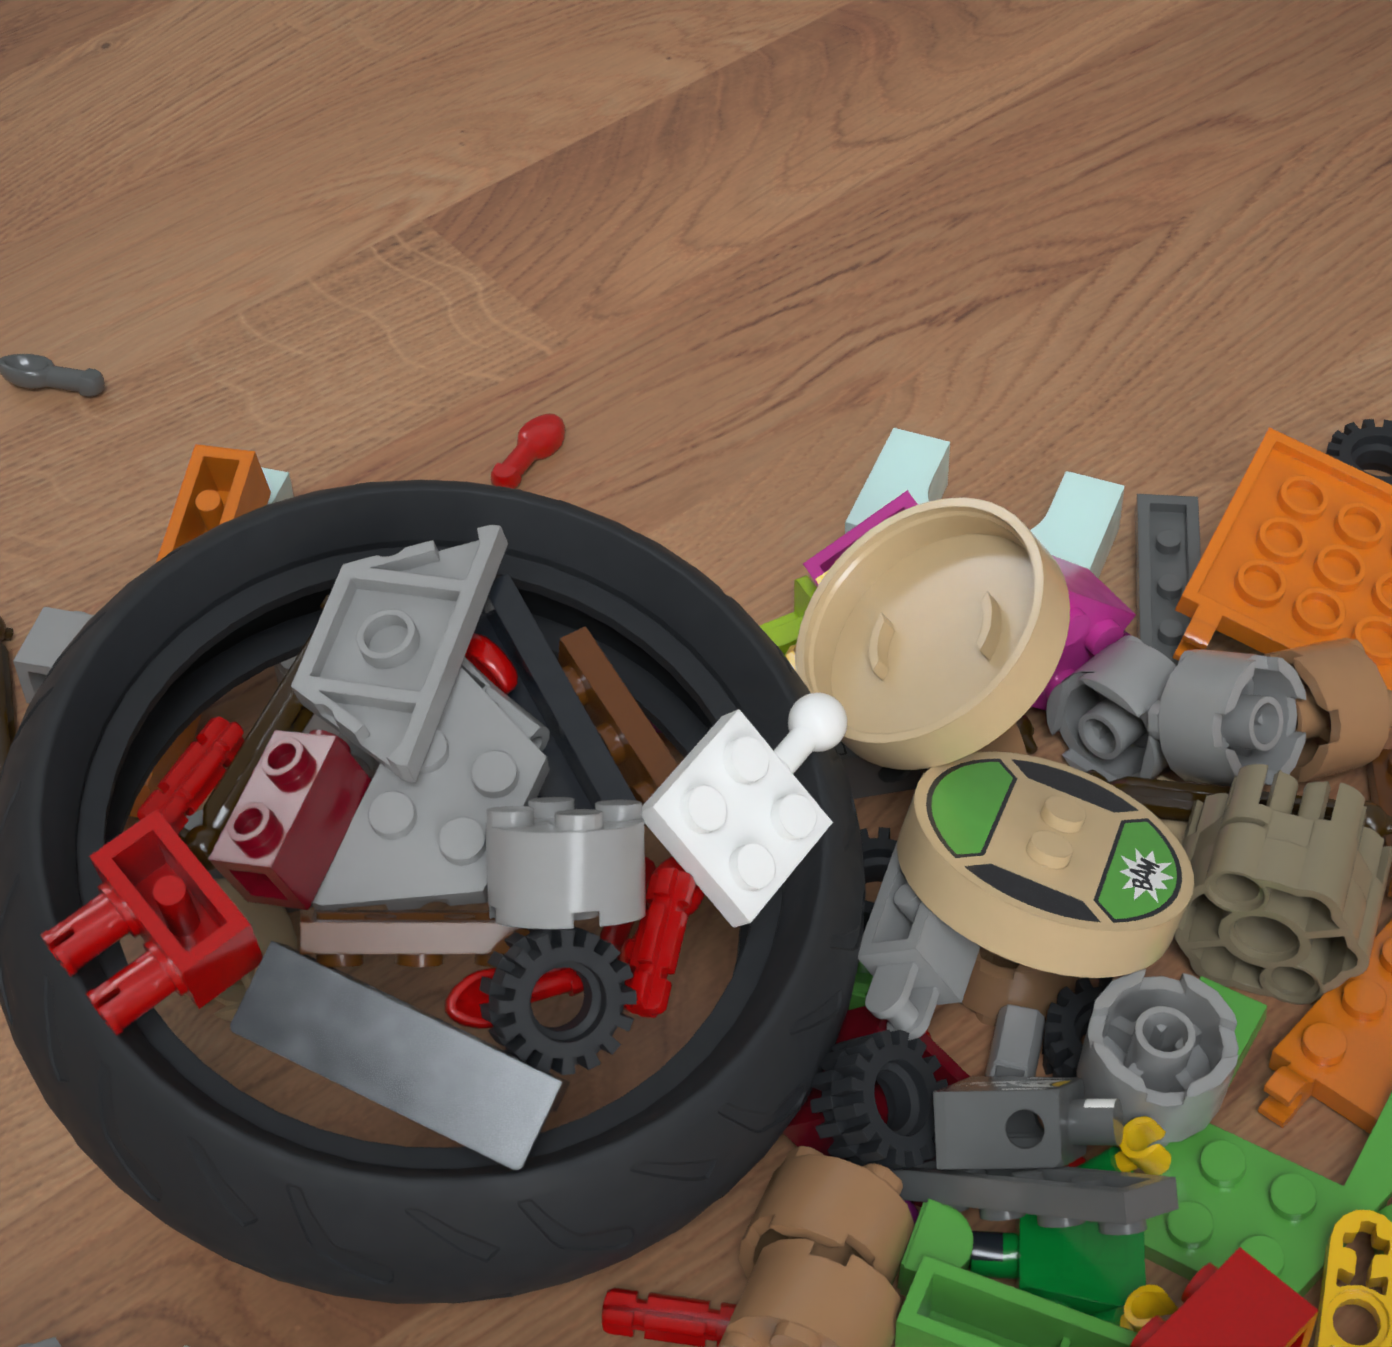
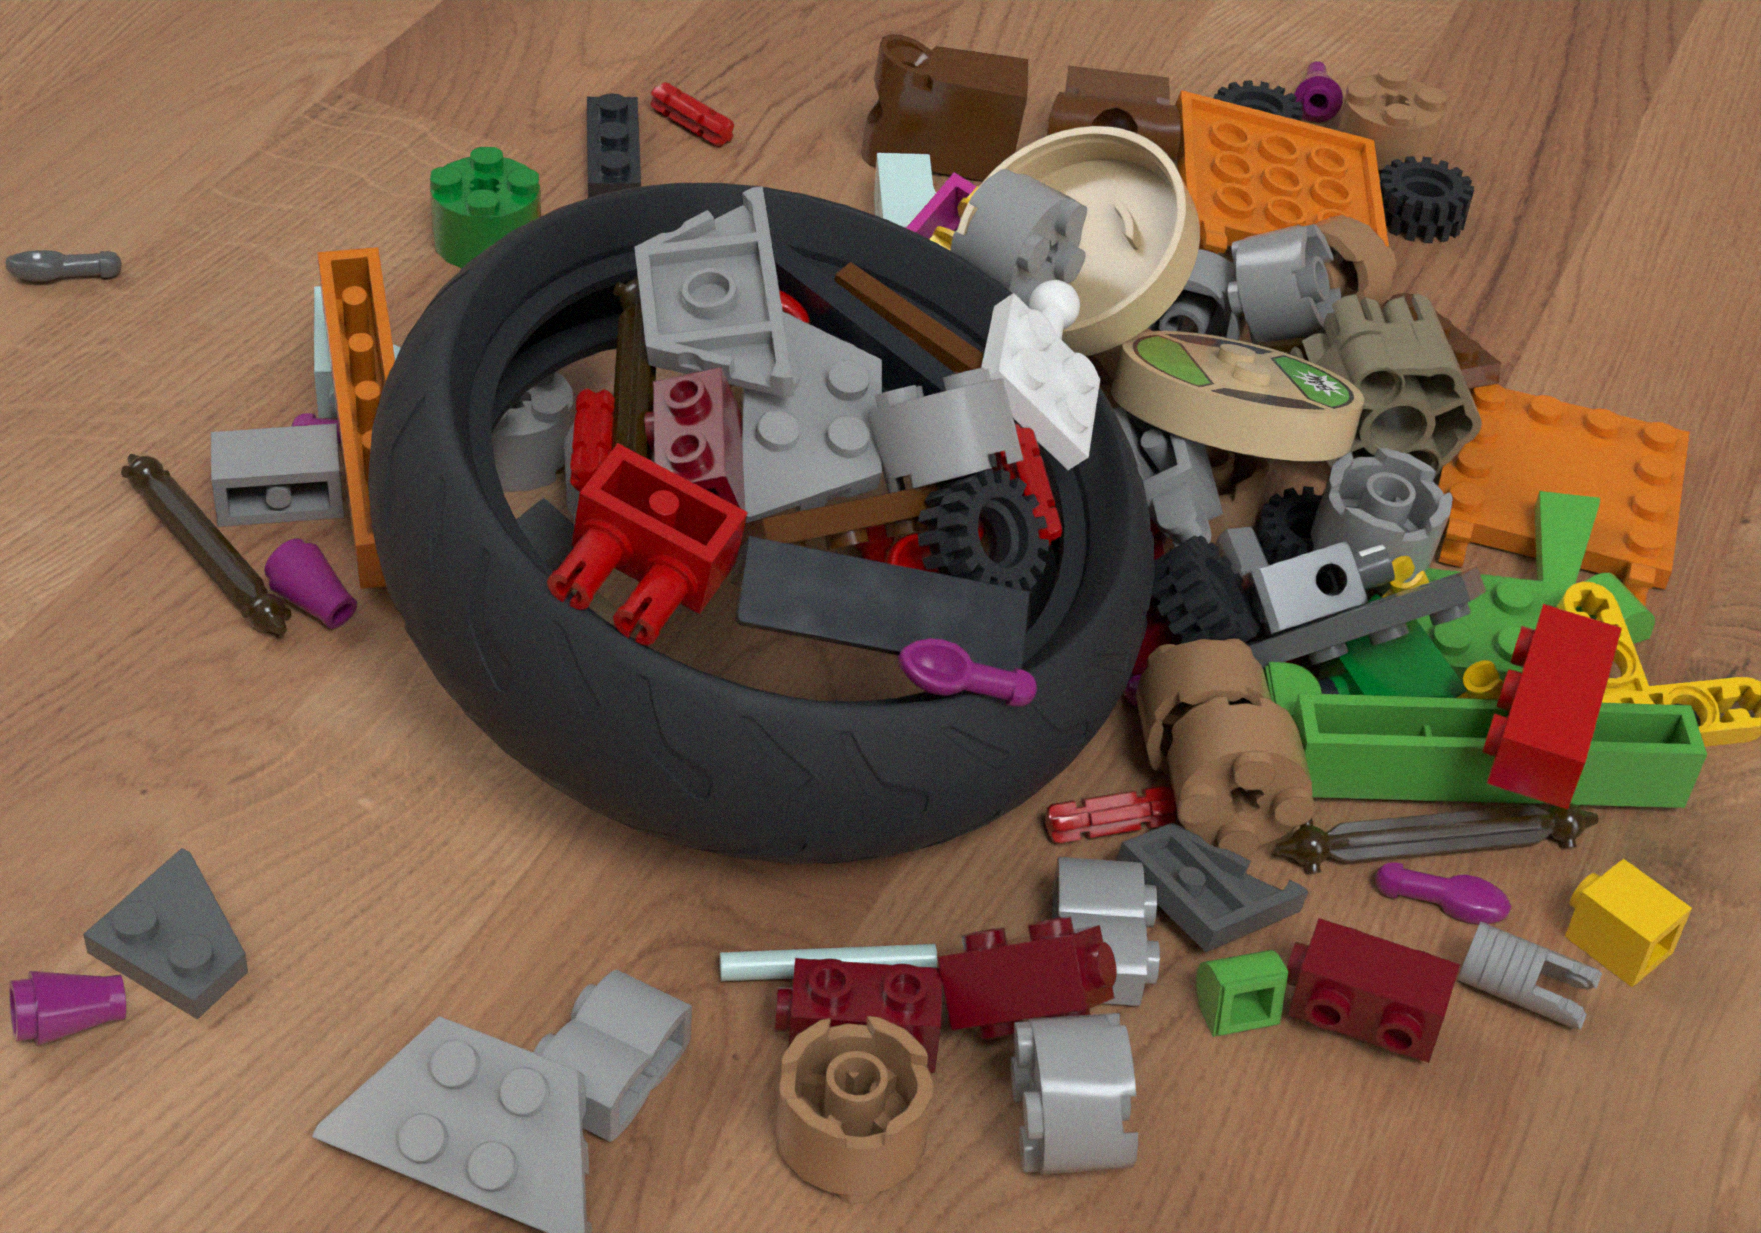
camera: 30 degrees left, 5 degrees down
(428, 1148) = (948, 669): none -> magenta piece
(460, 405) = (480, 203): none -> green brick
(646, 353) = (612, 144): none -> black plate
(750, 329) = (692, 114): none -> red axle
(842, 623) = (1023, 233): none -> light grey brick
(1001, 390) = (947, 105): none -> reddish brown piece
(1178, 439) = (1118, 101): none -> reddish brown piece

